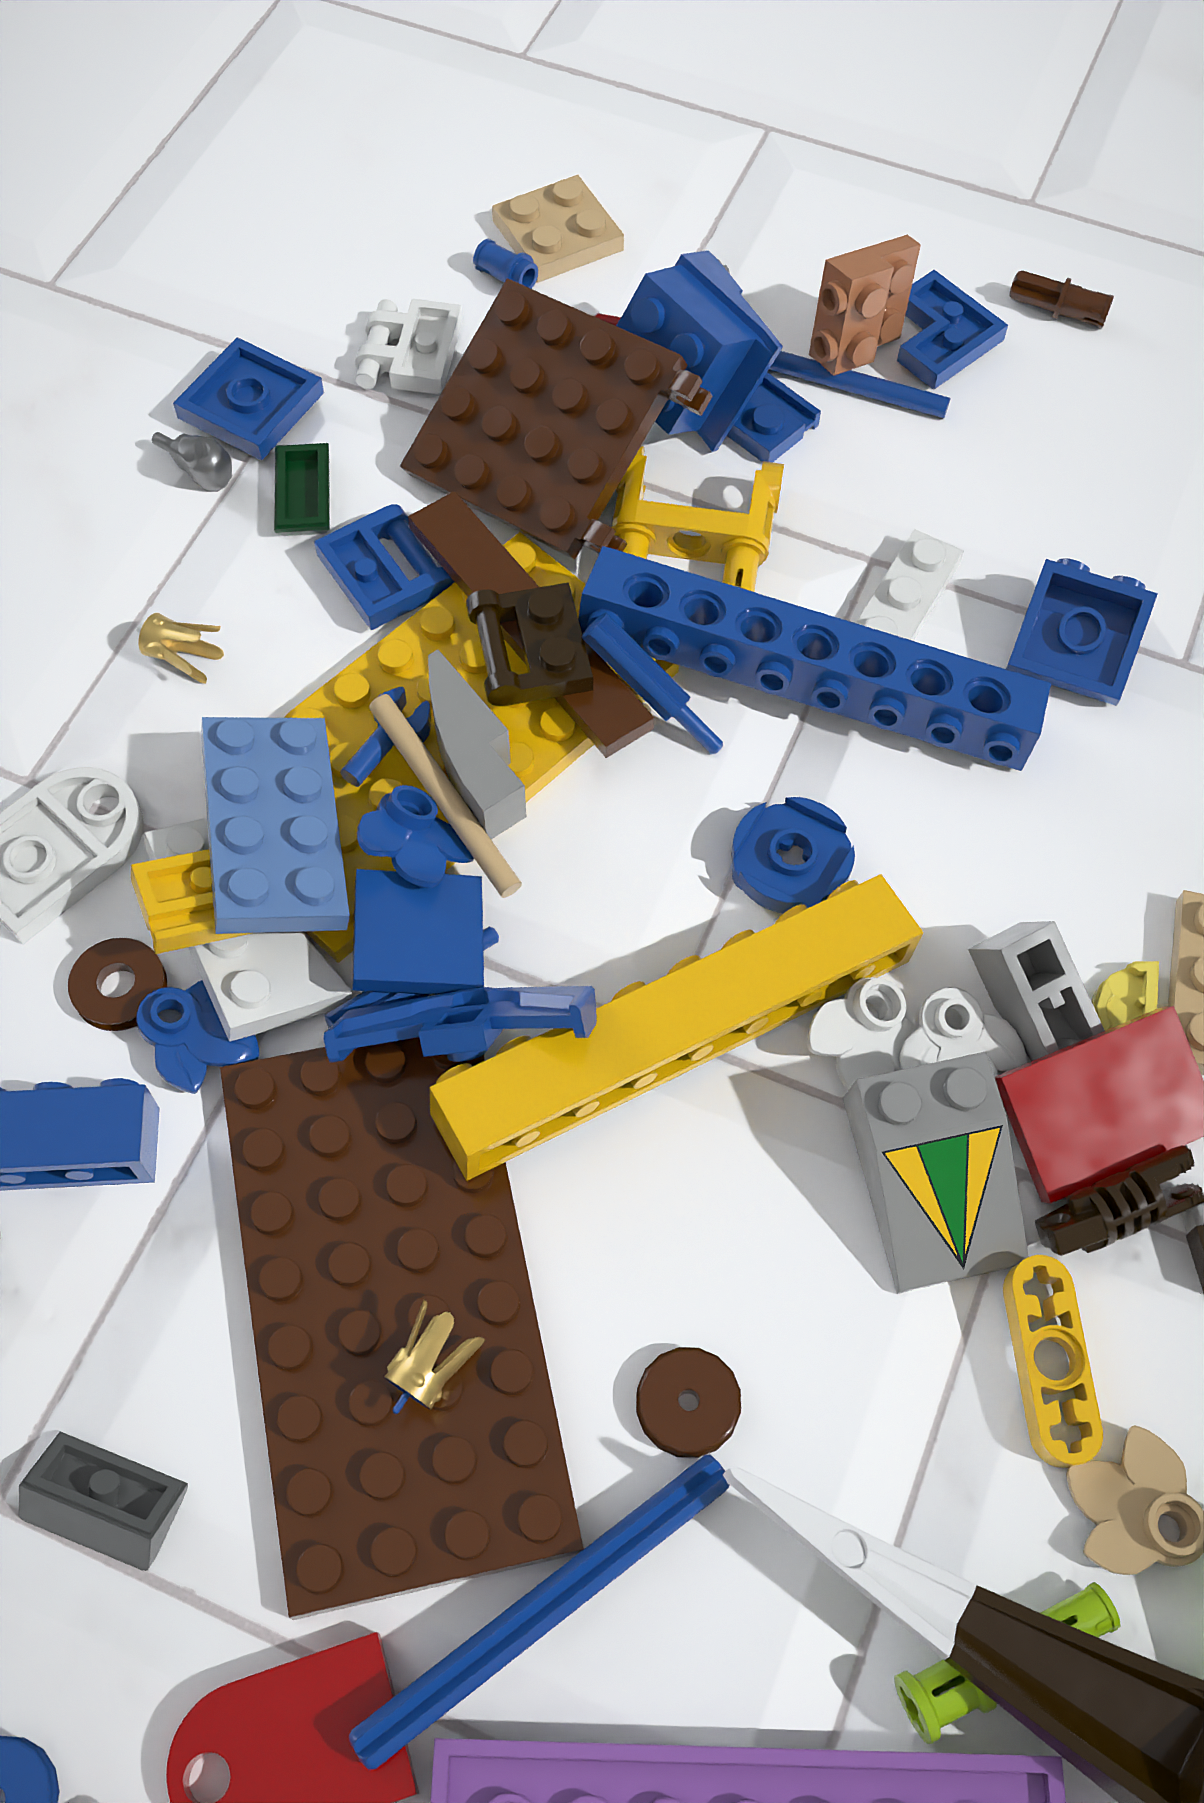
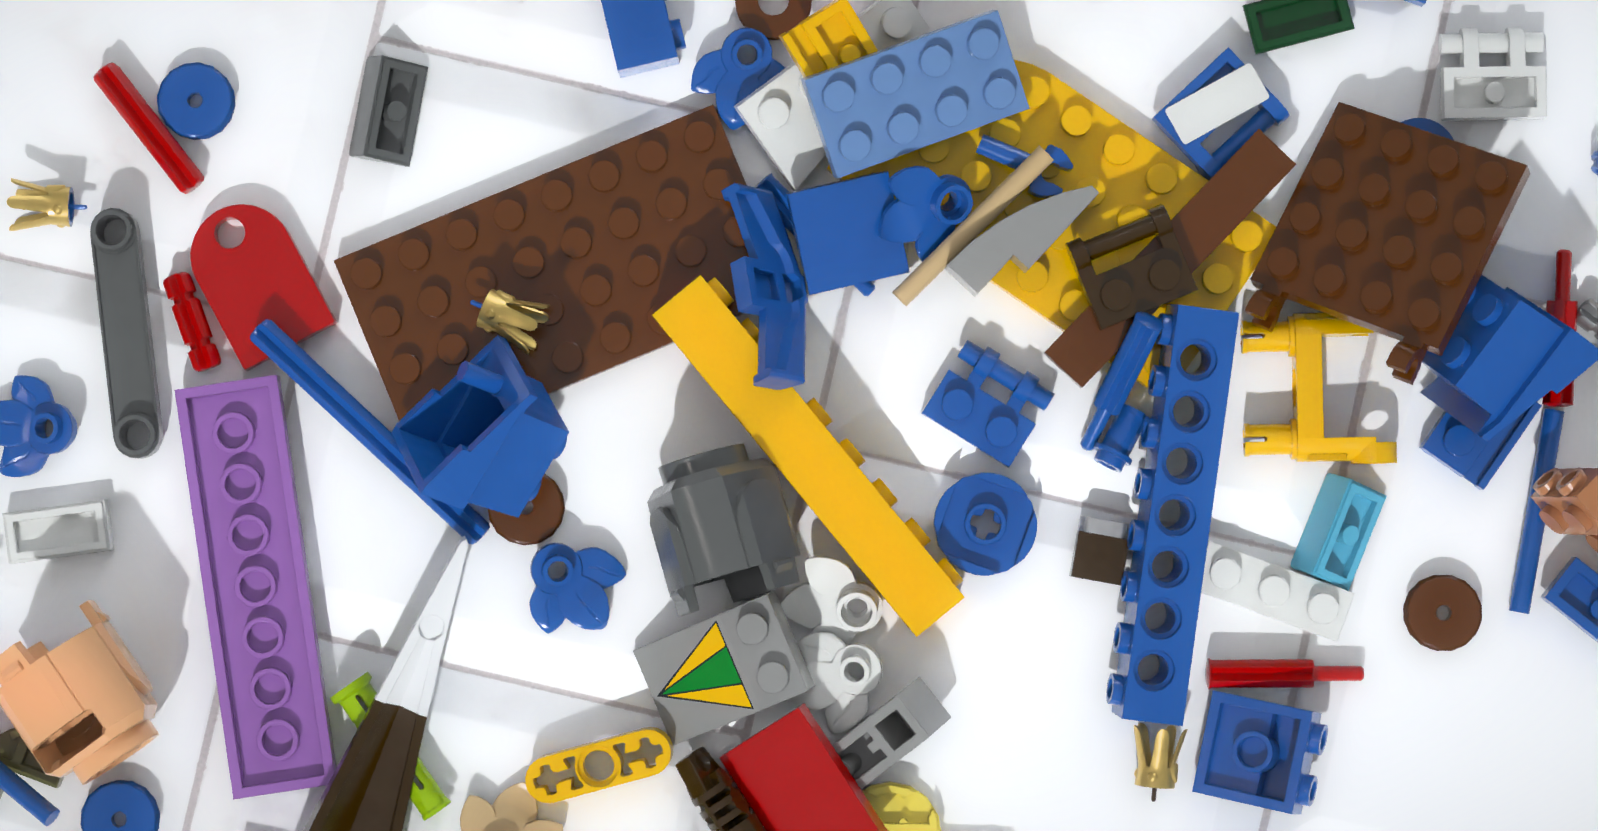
camera: 80 degrees right, 25 degrees up
(371, 559) = (1217, 103): none -> white sticker
(582, 1415) = (483, 435): none -> blue piece
(664, 847) = (979, 417): none -> blue plate
(726, 714) = (1120, 439): none -> blue pin
(759, 1129) = (721, 522): none -> dark grey piece
(815, 1350) = (578, 592): none -> blue plate
(838, 750) = (1100, 550): none -> dark brown piece
(842, 540) = (1338, 530): none -> medium azure slope
(933, 451) = (1463, 615): none -> reddish brown piece
(993, 607) = (1275, 673): none -> red axle
(1087, 730) = (1160, 769): none -> pearl gold piece

